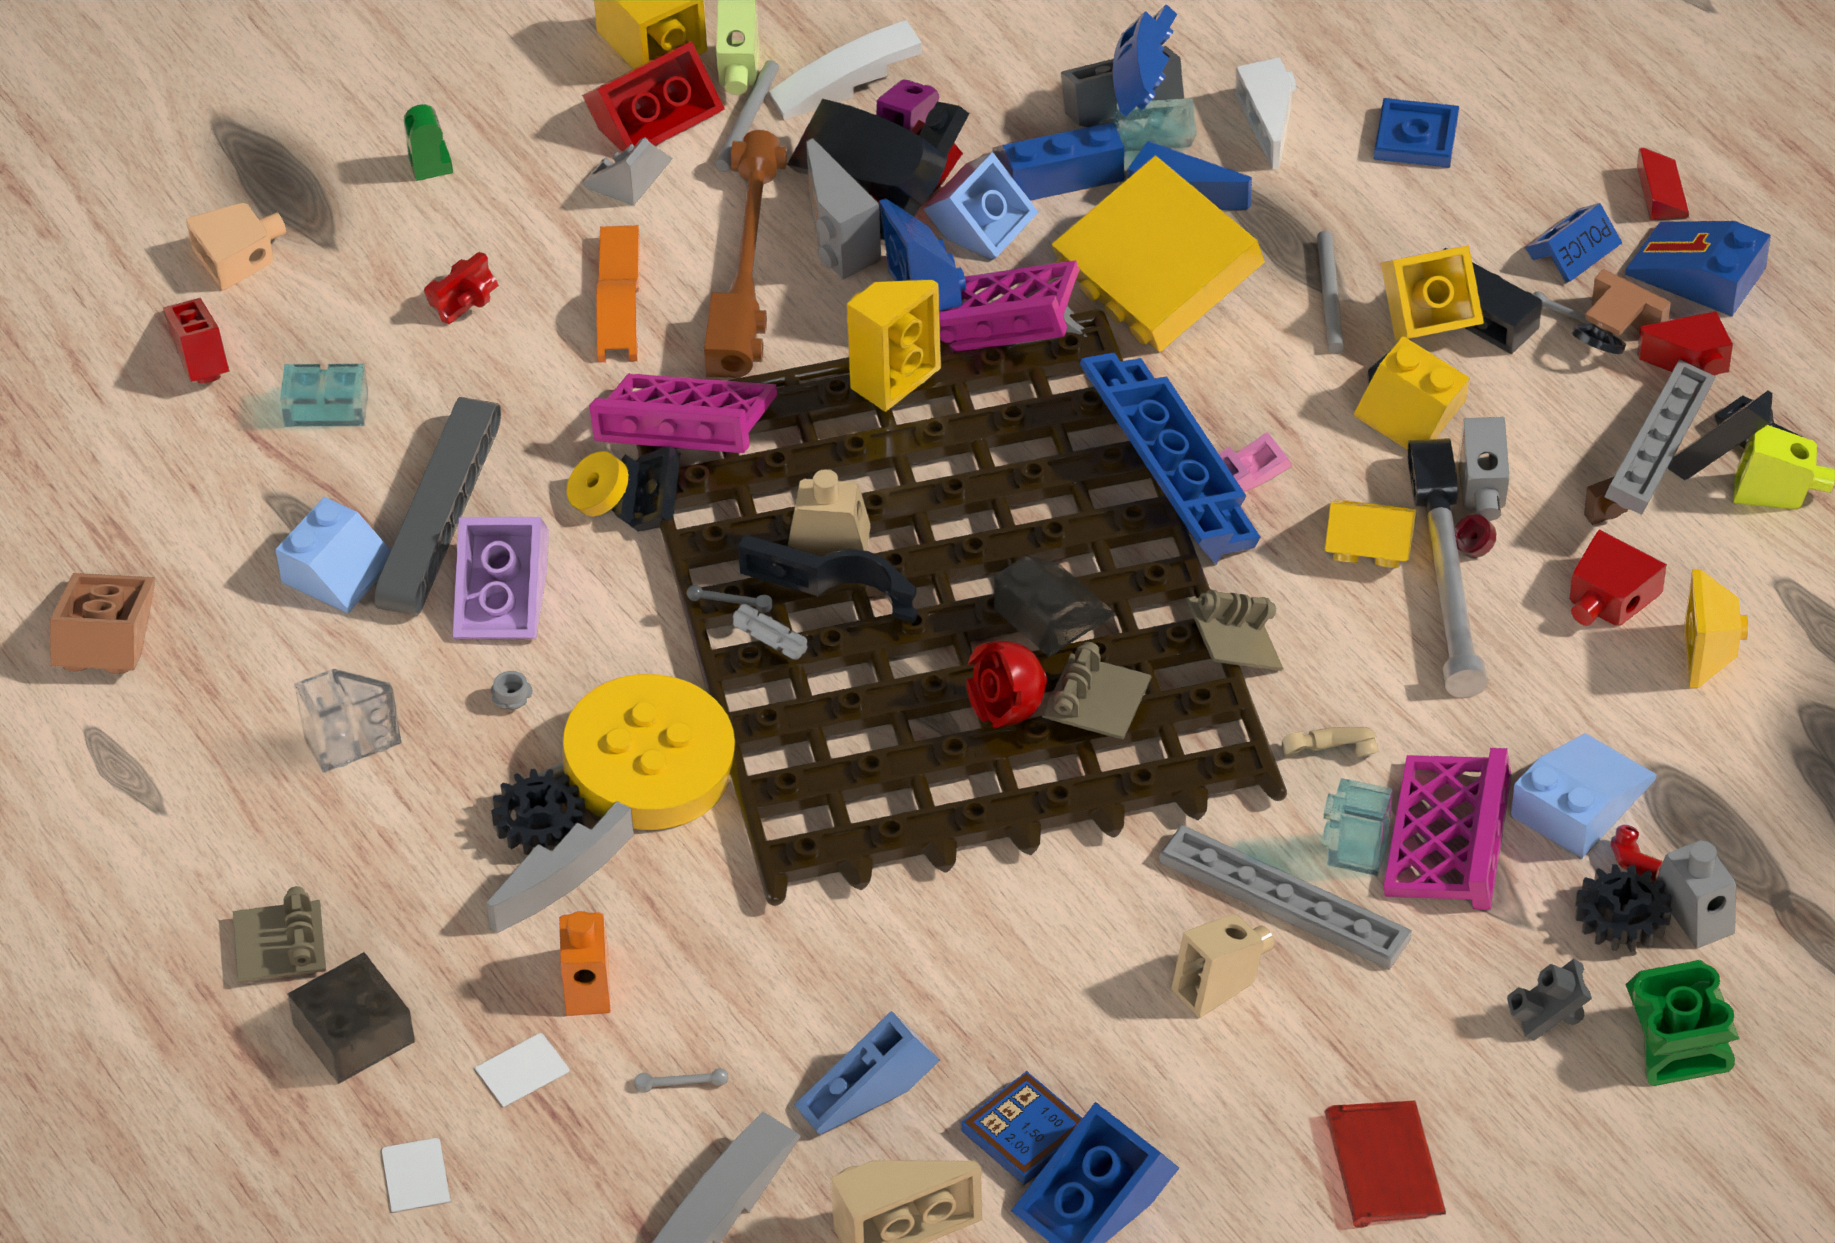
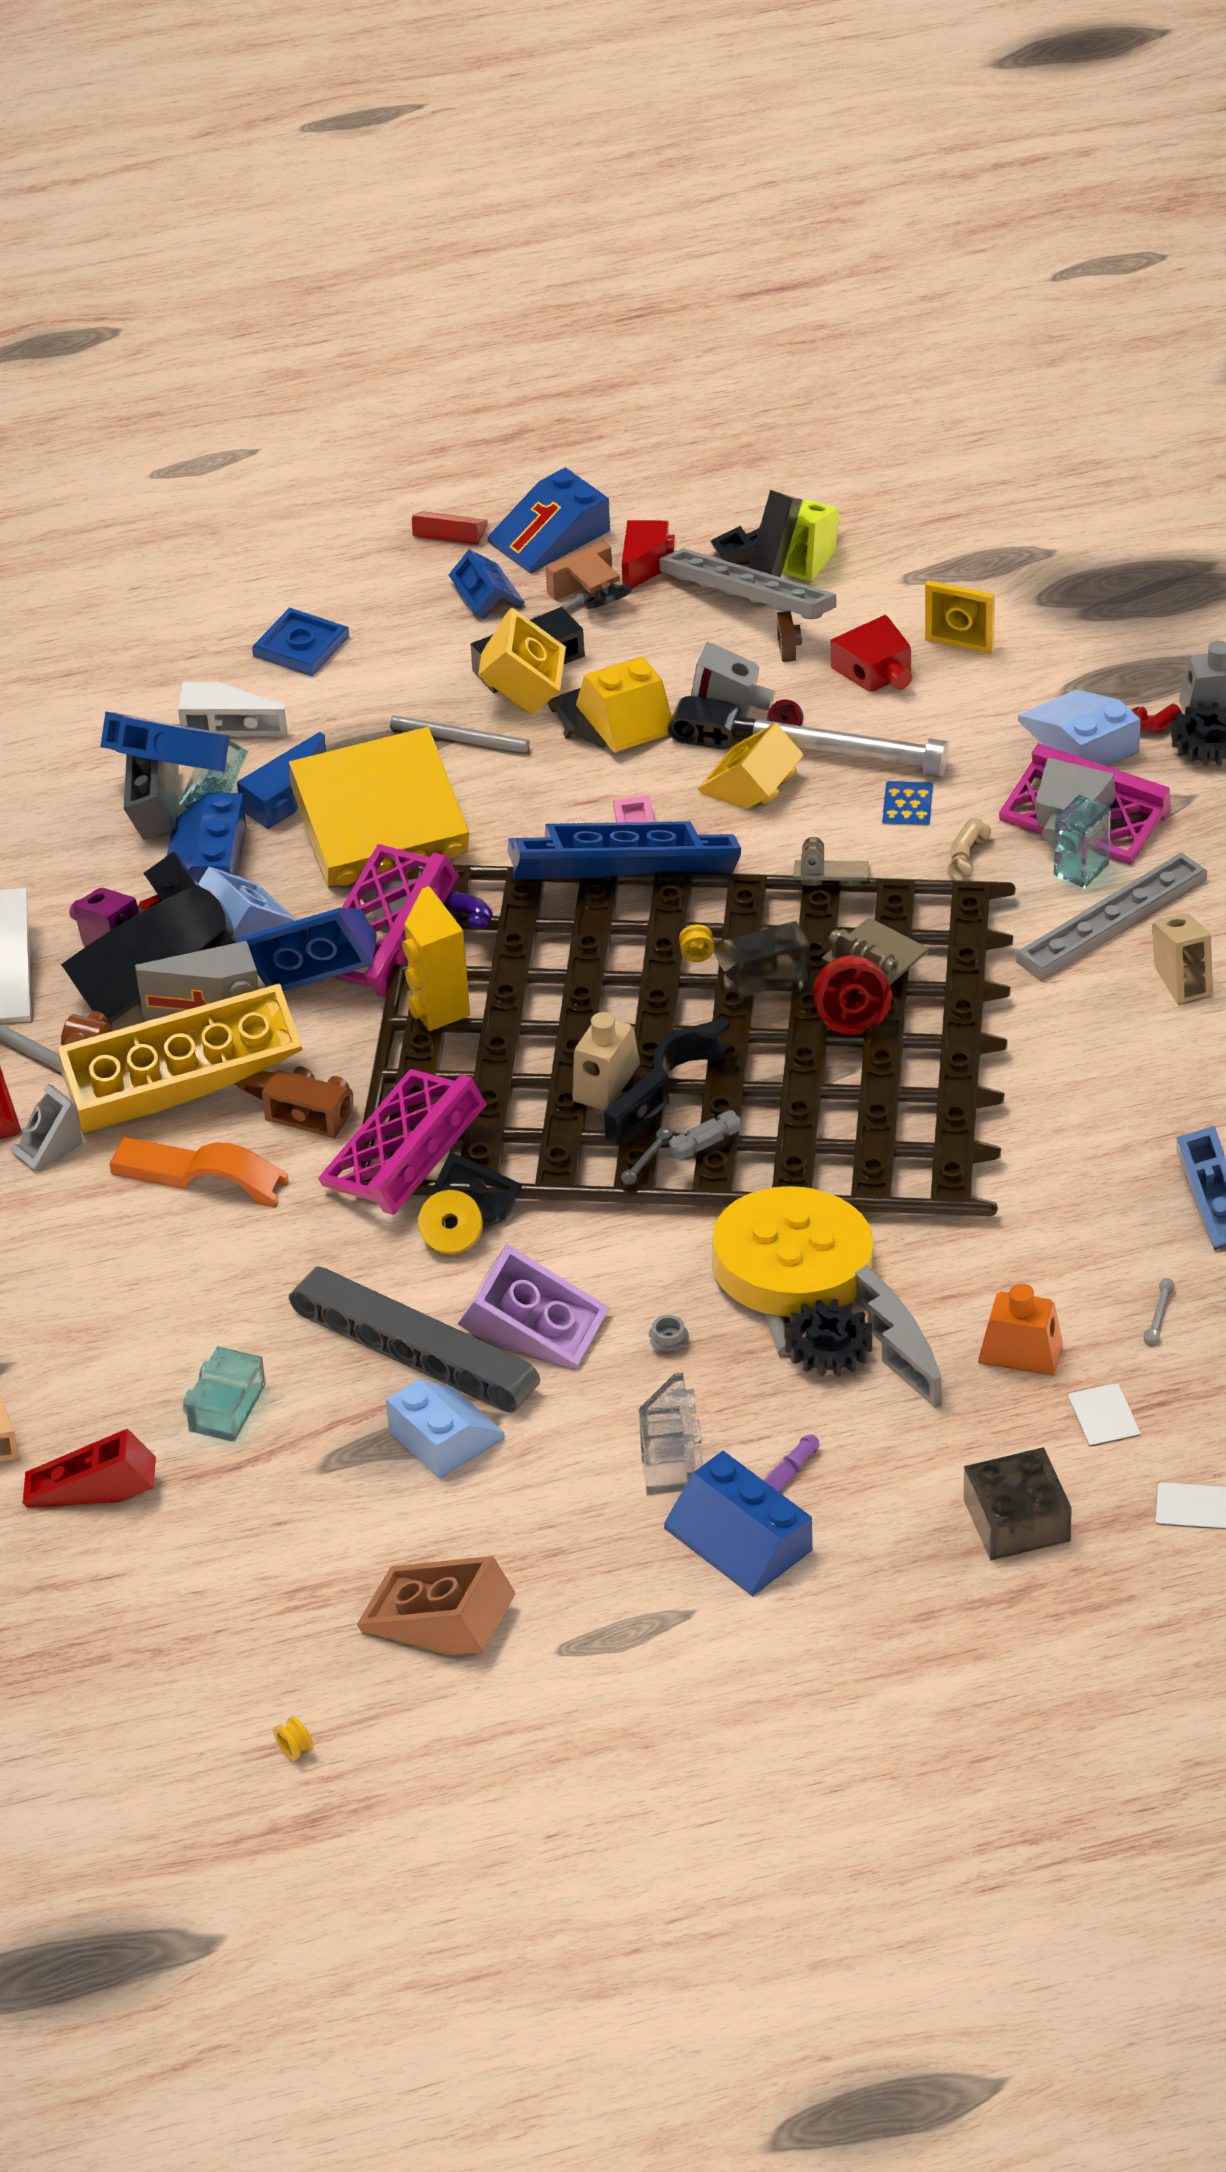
camera: 70 degrees left, 5 degrees down
(270, 812) = (740, 1523): none -> blue slope
(280, 938) = (894, 1545): dark tan hinge -> none
(360, 830) = (792, 1463): none -> medium lavender piece
(463, 288) = (151, 1260): red hips -> none
(723, 212) = (176, 1057): none -> yellow slope
(1029, 368) = (474, 906): none -> dark purple arm
(1045, 545) = (696, 943): none -> yellow bush
(1398, 678) = (907, 802): none -> blue sticker
(1432, 801) = (1062, 784): none -> light grey torso

